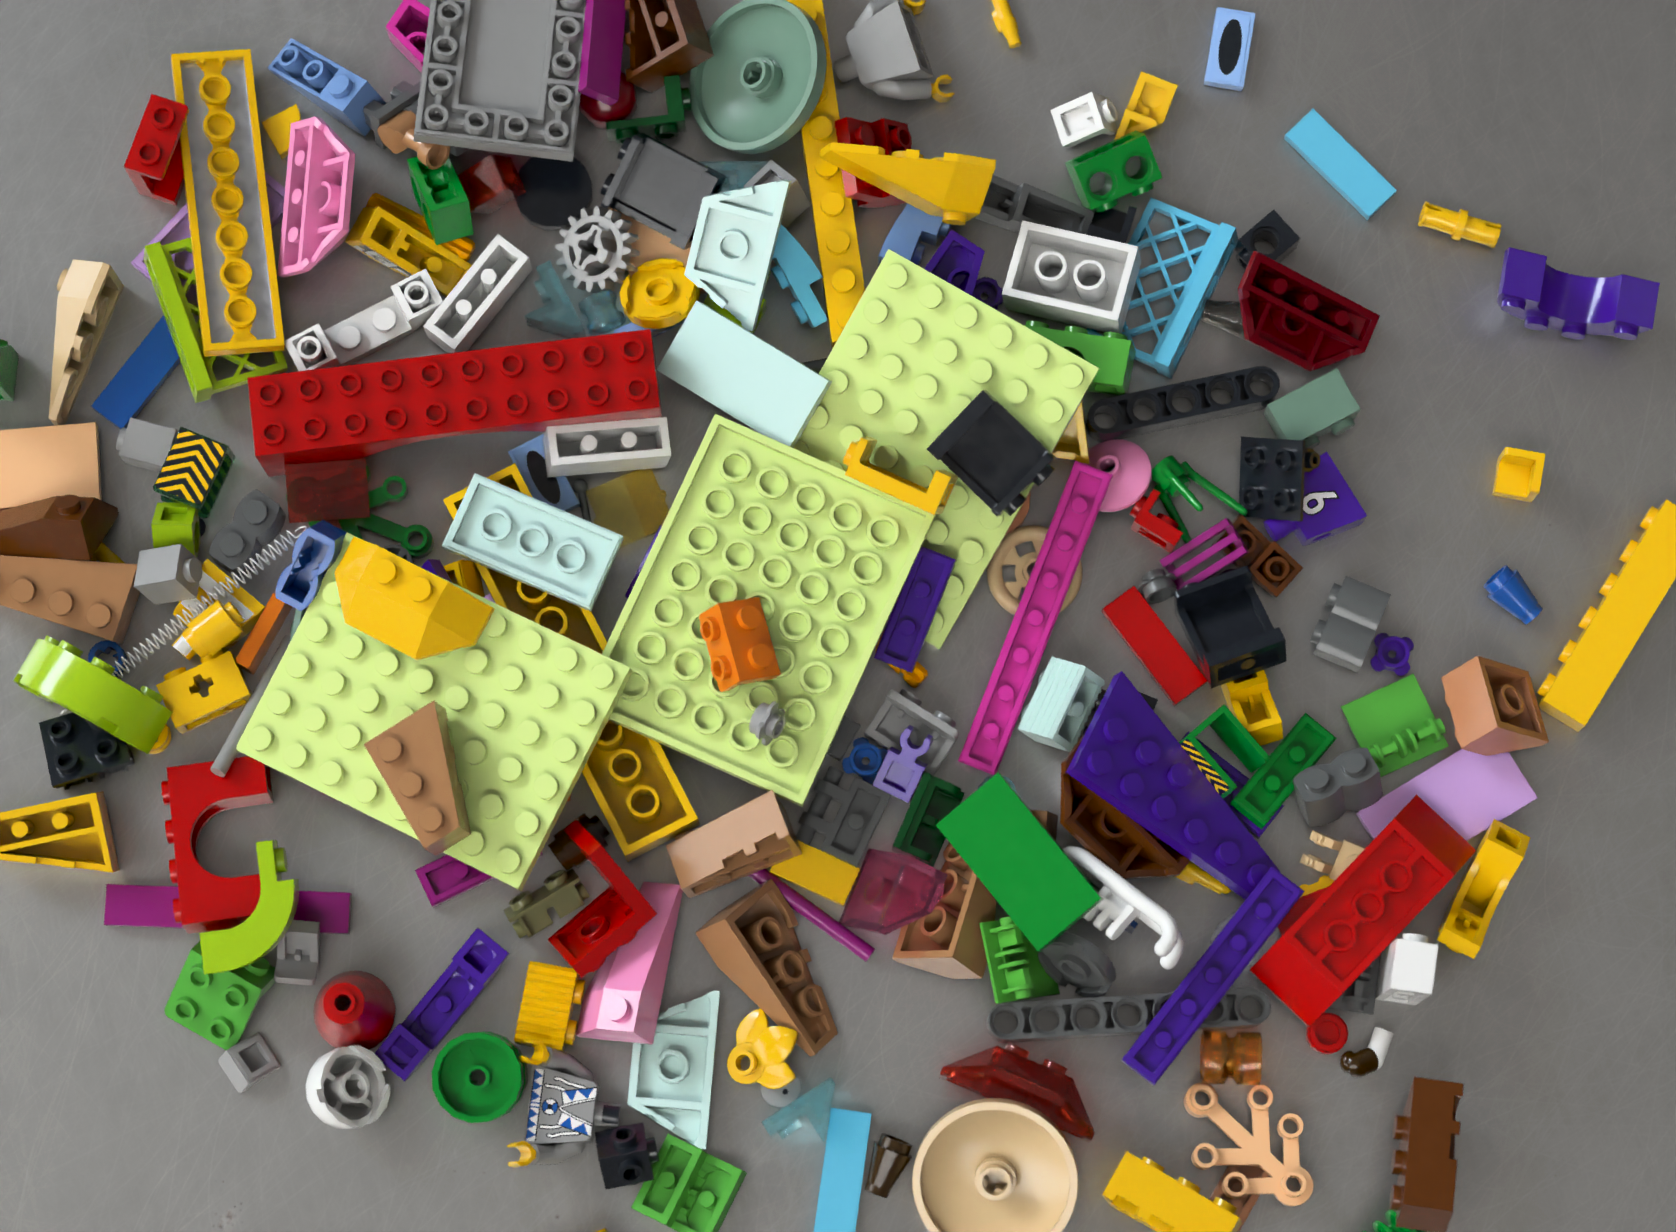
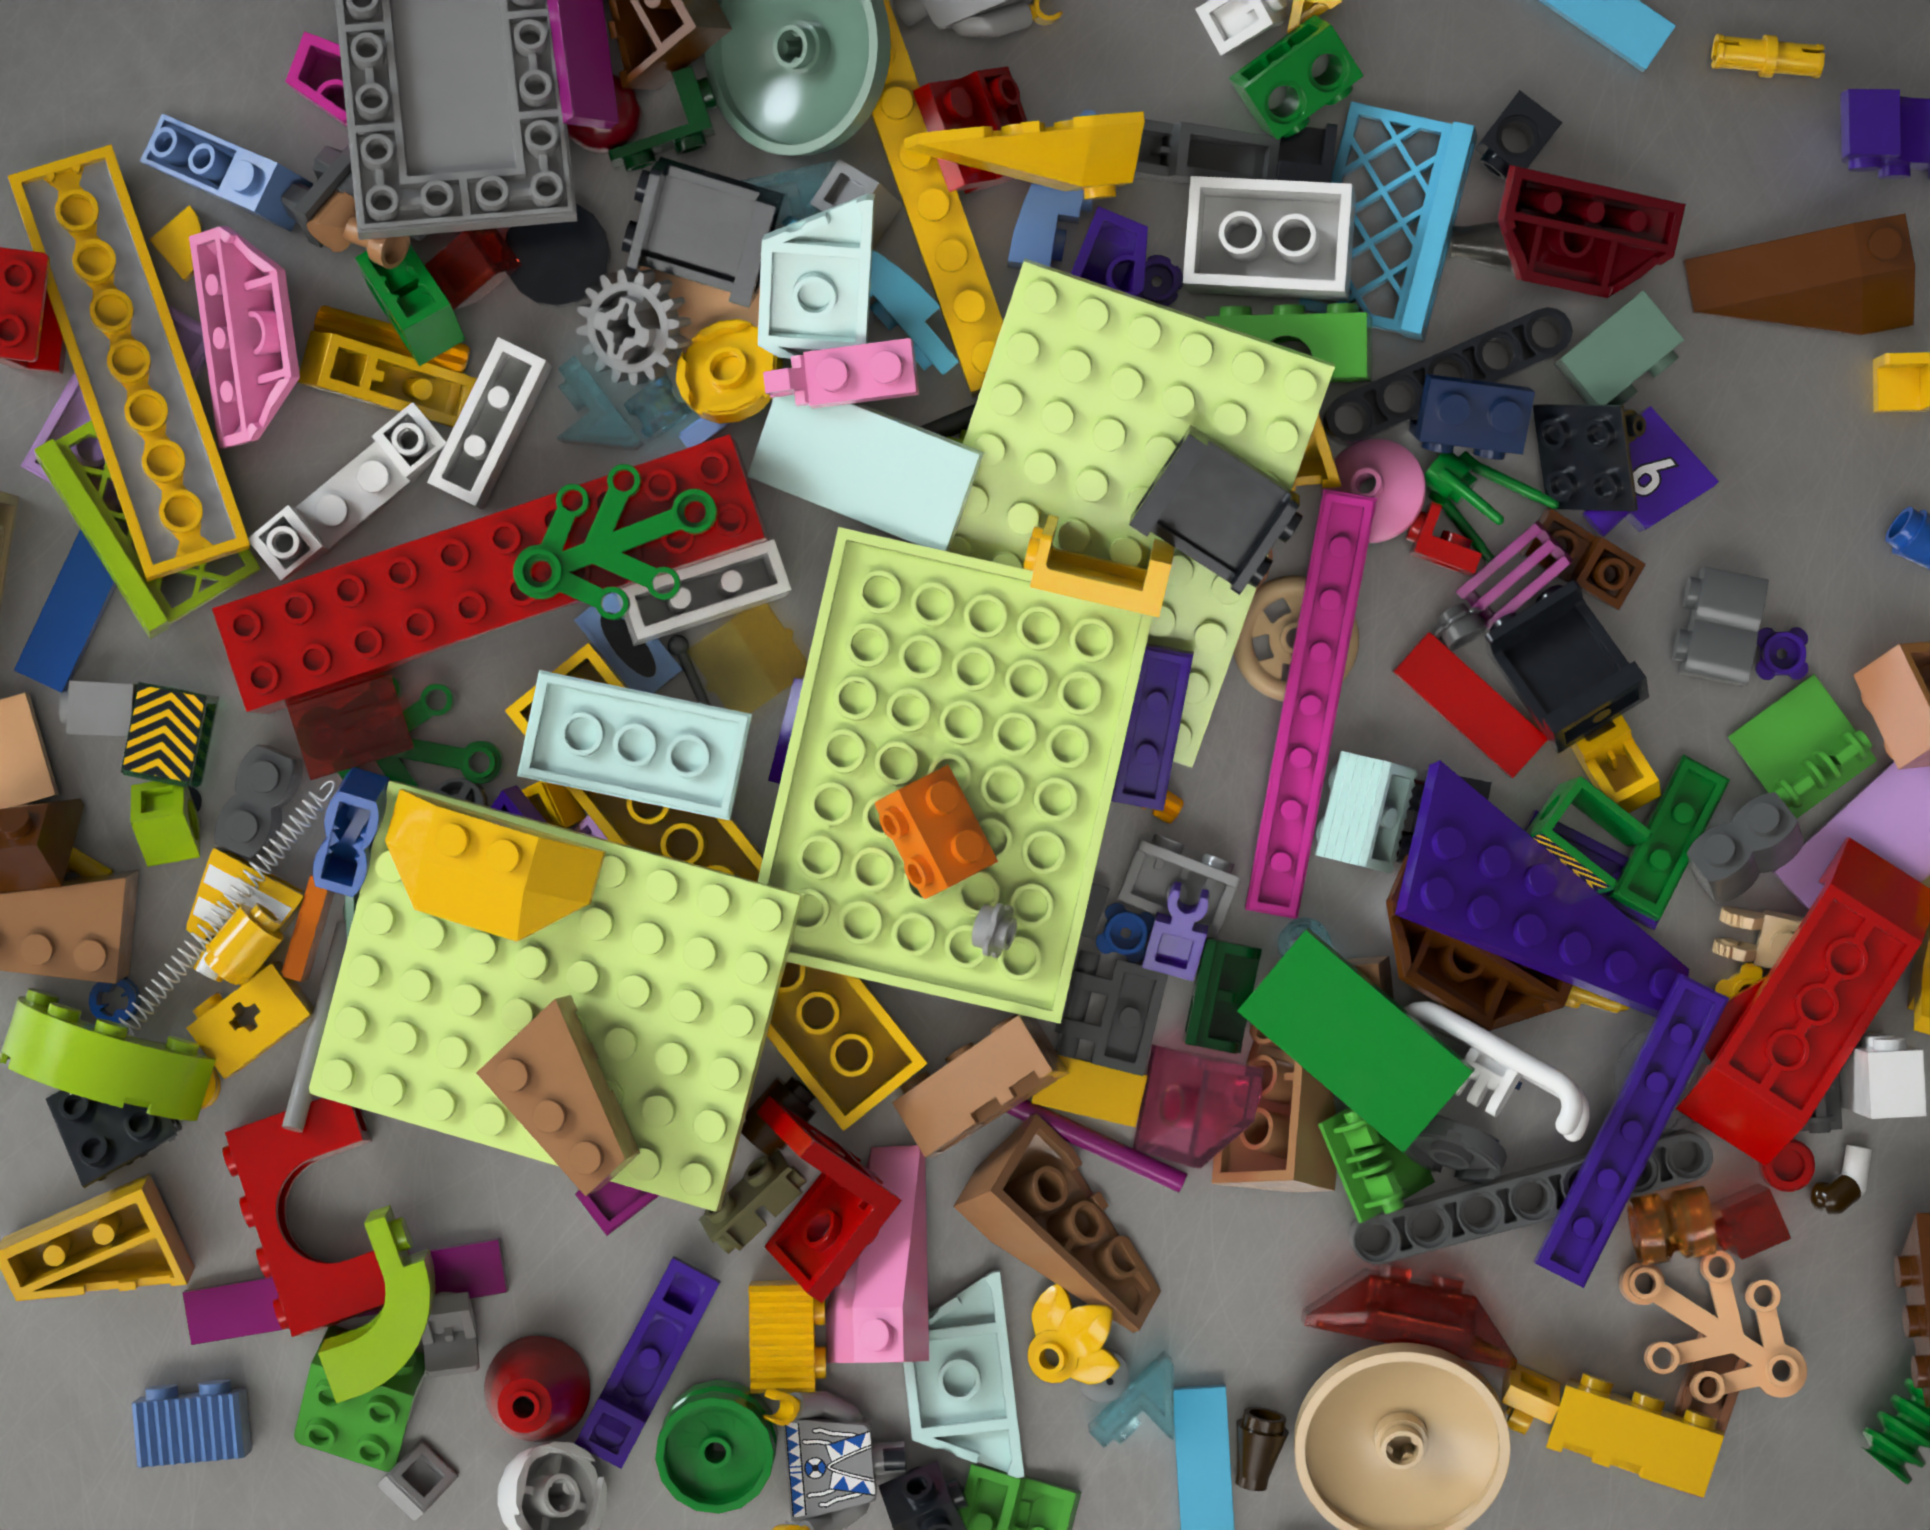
camera: 10 degrees left, 10 degrees up
(90, 983) = (191, 1425): none -> medium blue brick
(168, 574) = (168, 882): light grey brick -> none
(544, 386) = (605, 546): none -> green plant
(744, 306) = (847, 374): none -> bright pink hinge
(1098, 1166) = (1528, 1397): none -> yellow tile
(1196, 432) = (1473, 415): none -> dark blue bracket
(1289, 1067) = (1749, 1222): none -> clear red brick
(1471, 389) = (1828, 279): none -> reddish brown wedge

